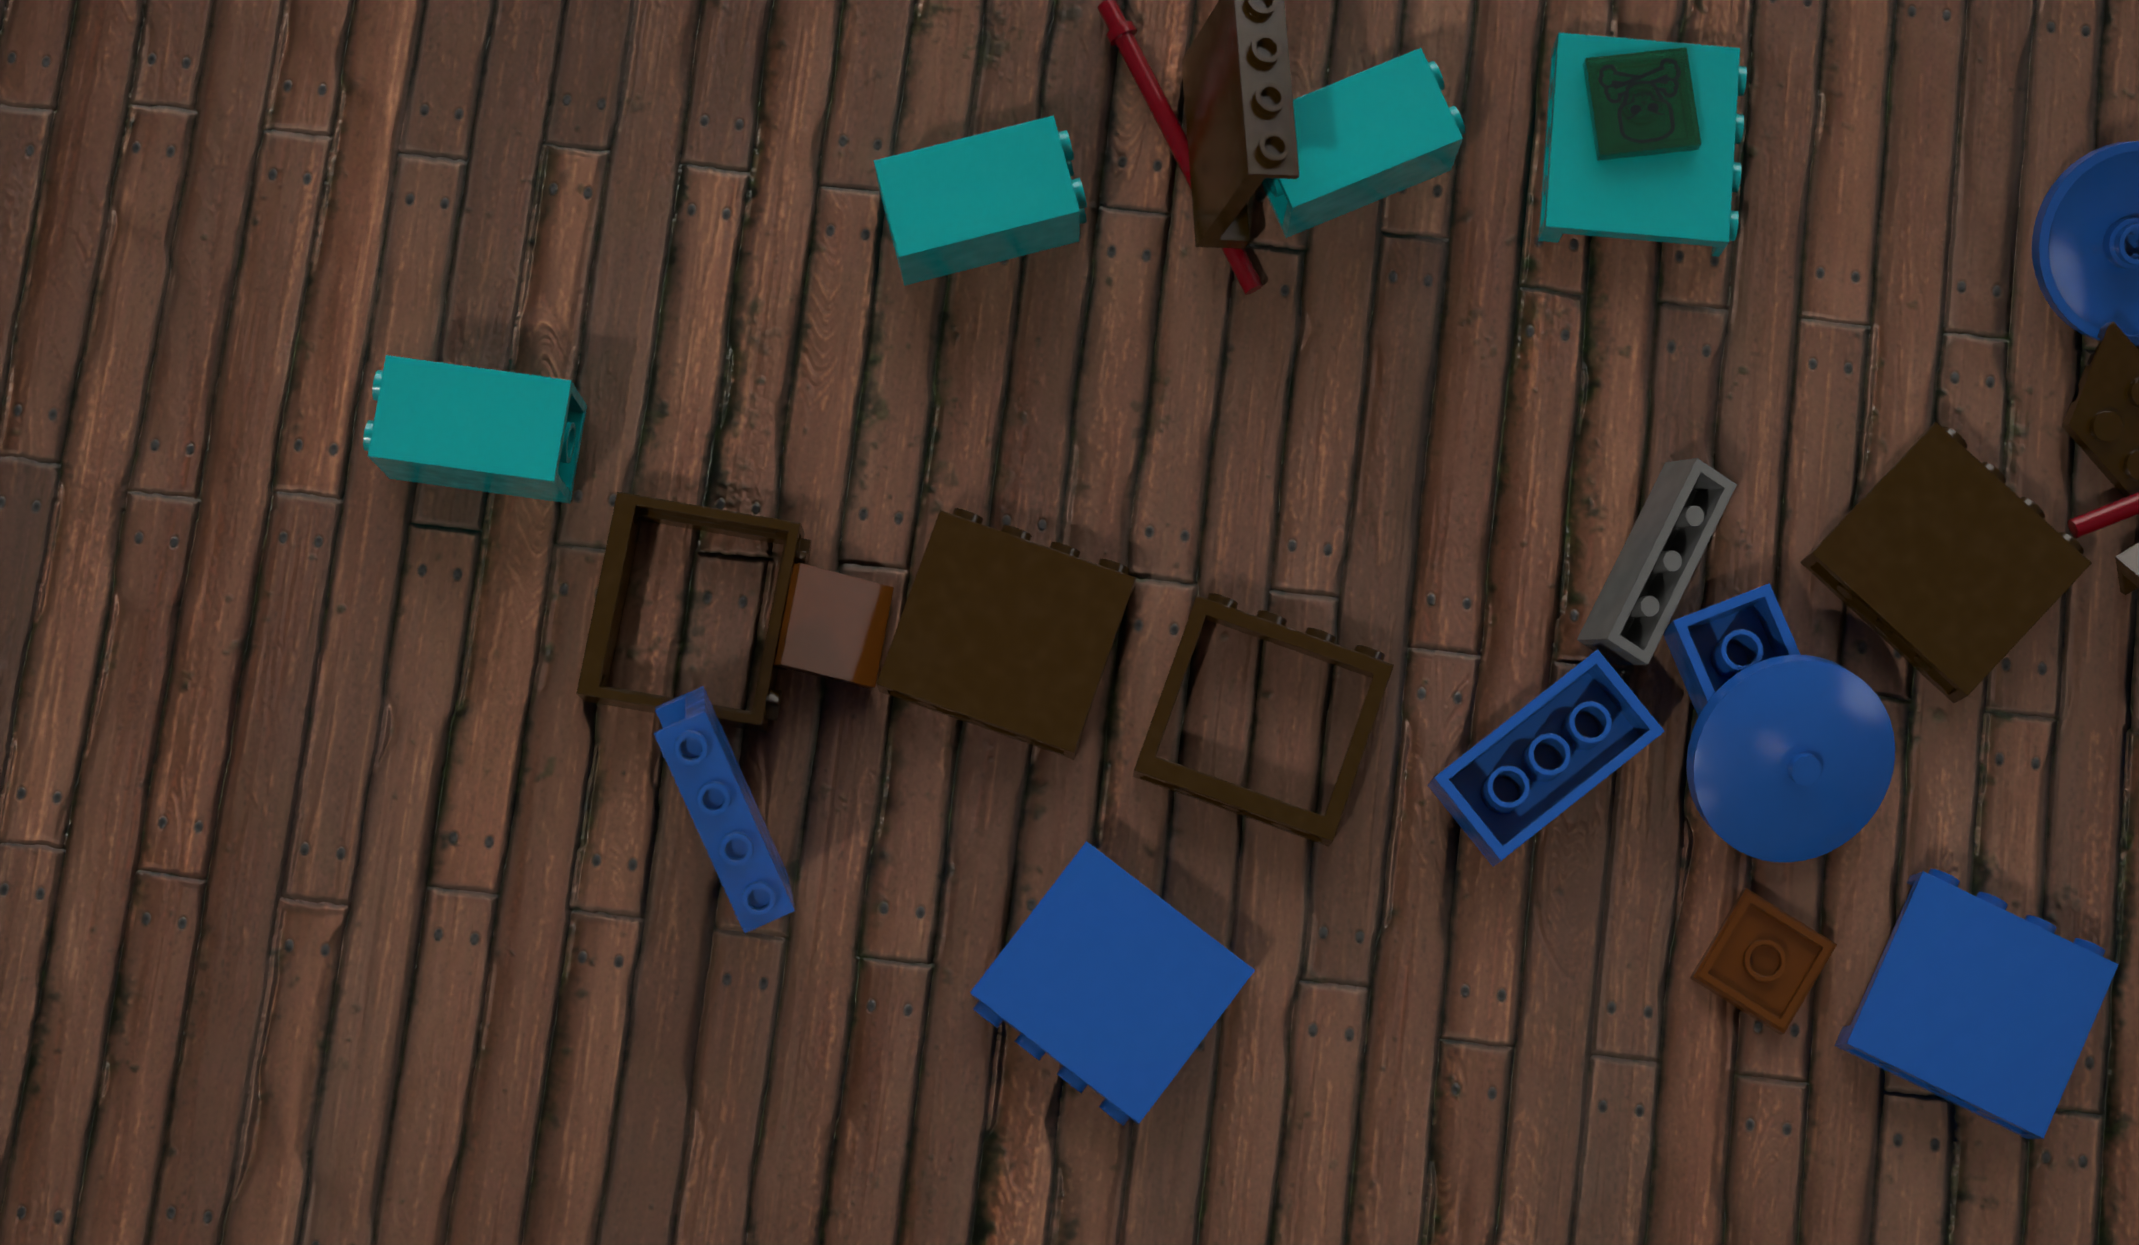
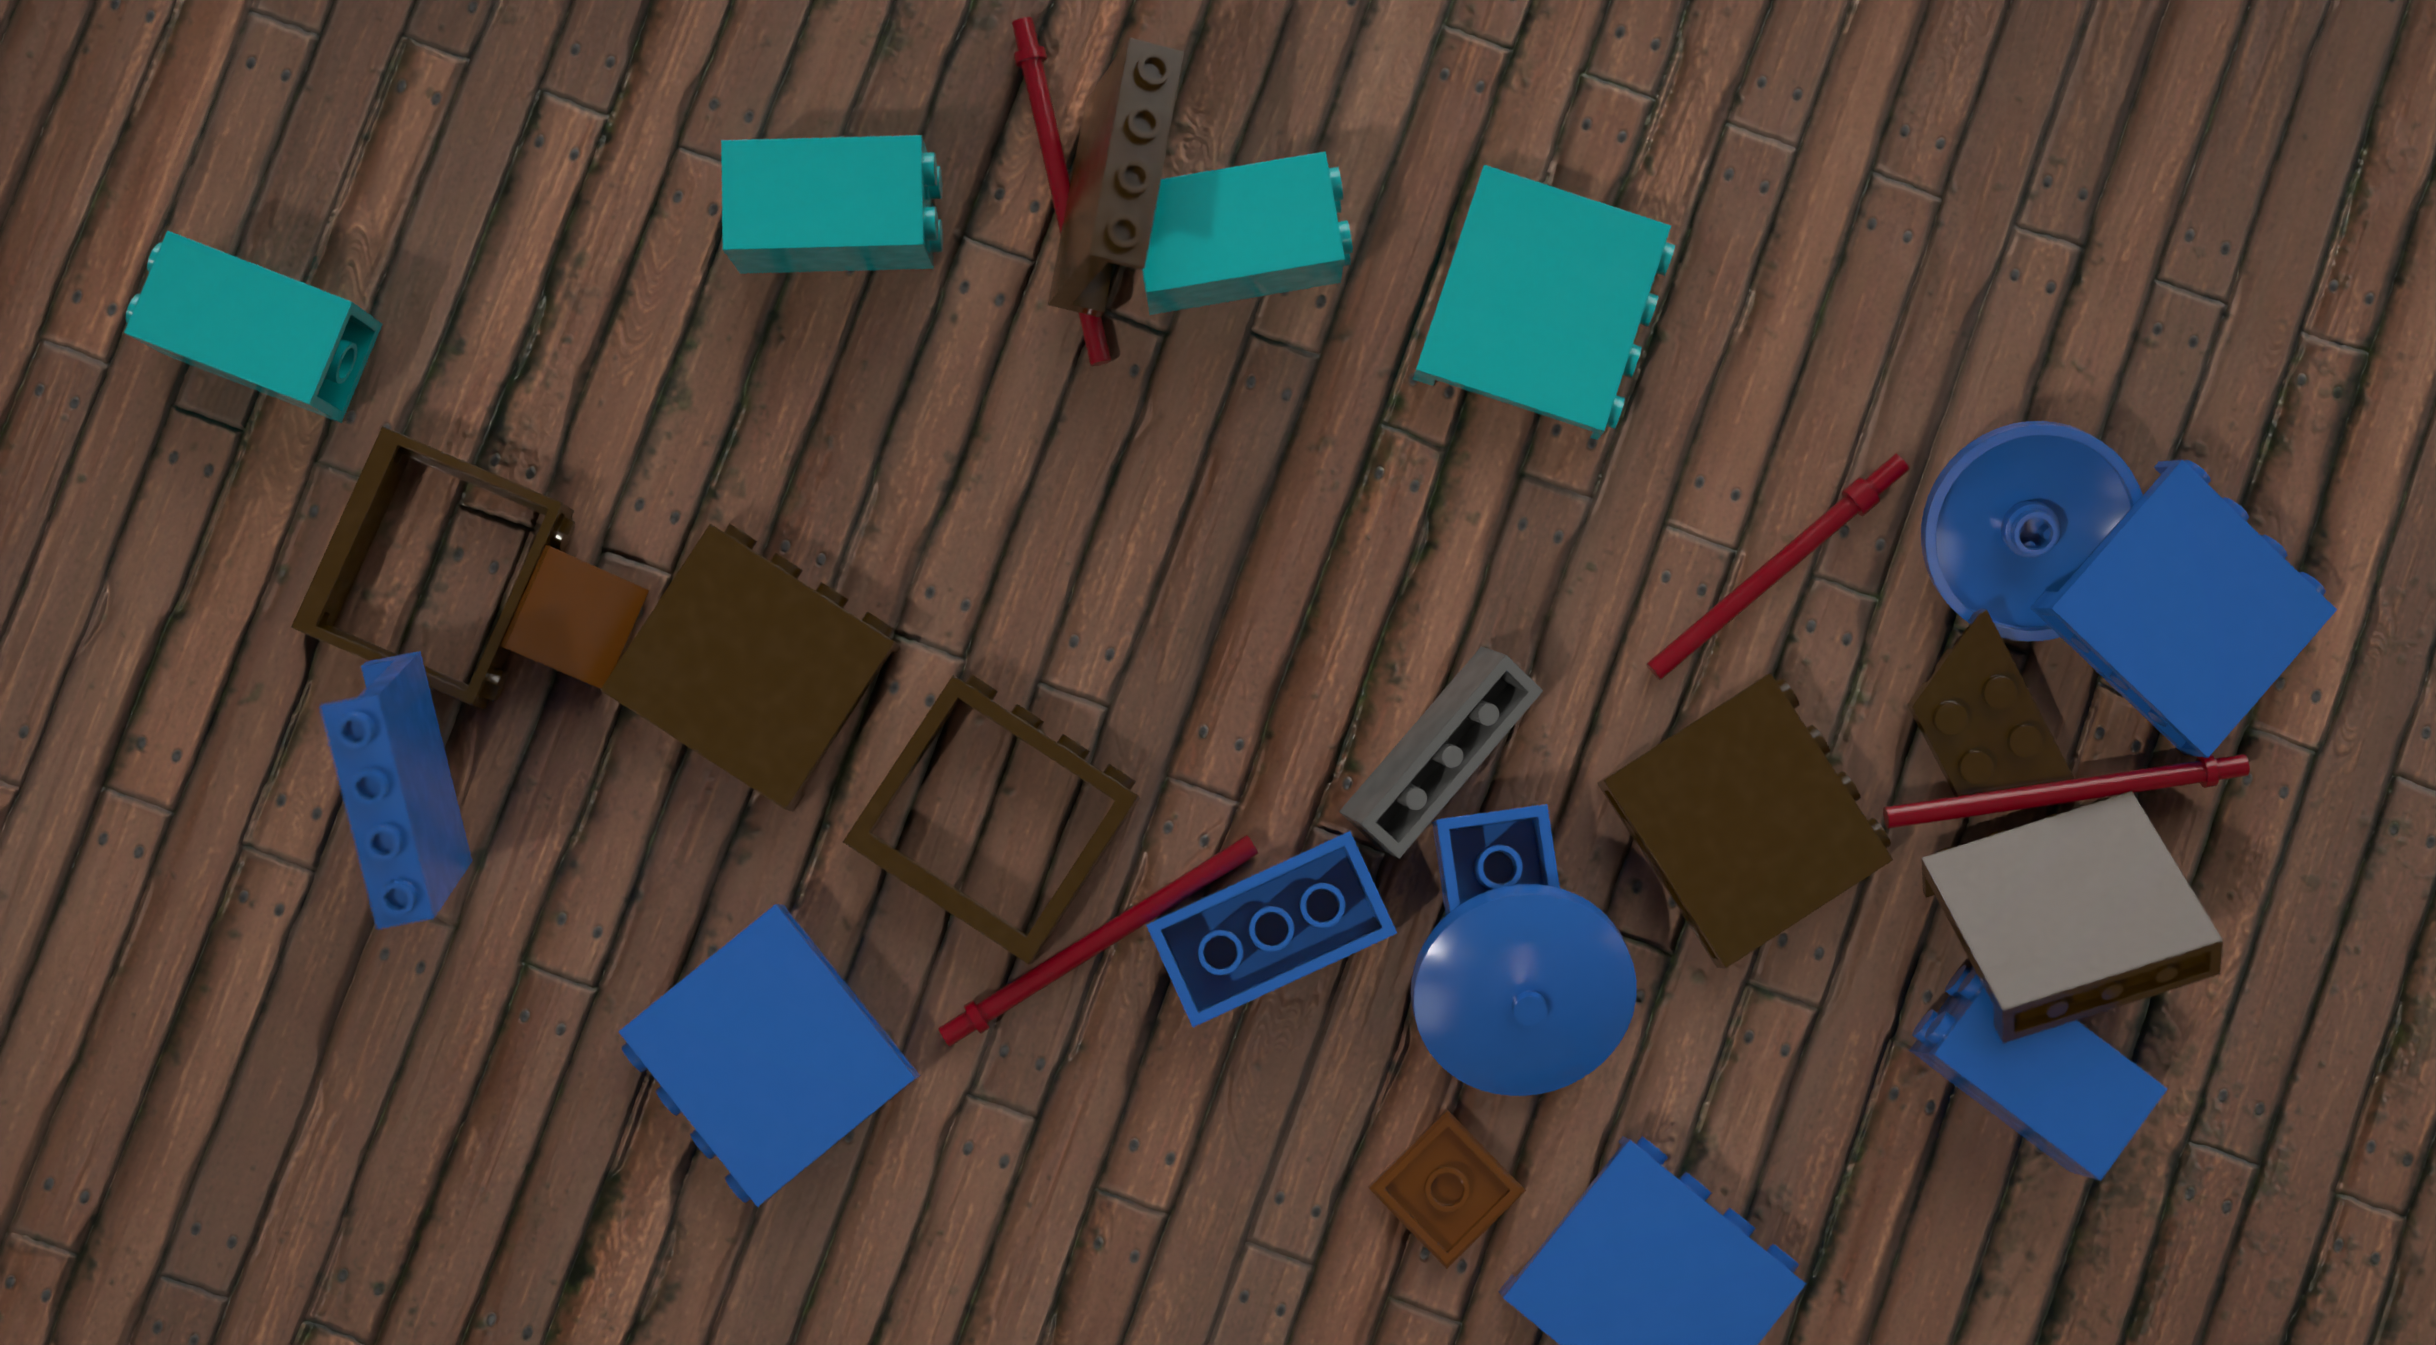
camera: 15 degrees right, 5 degrees up
(1293, 904) = (980, 1014): none -> dark red bar
(1641, 104) = (1549, 262): clear green tile -> none
(1966, 254) = (1857, 499): none -> dark red bar

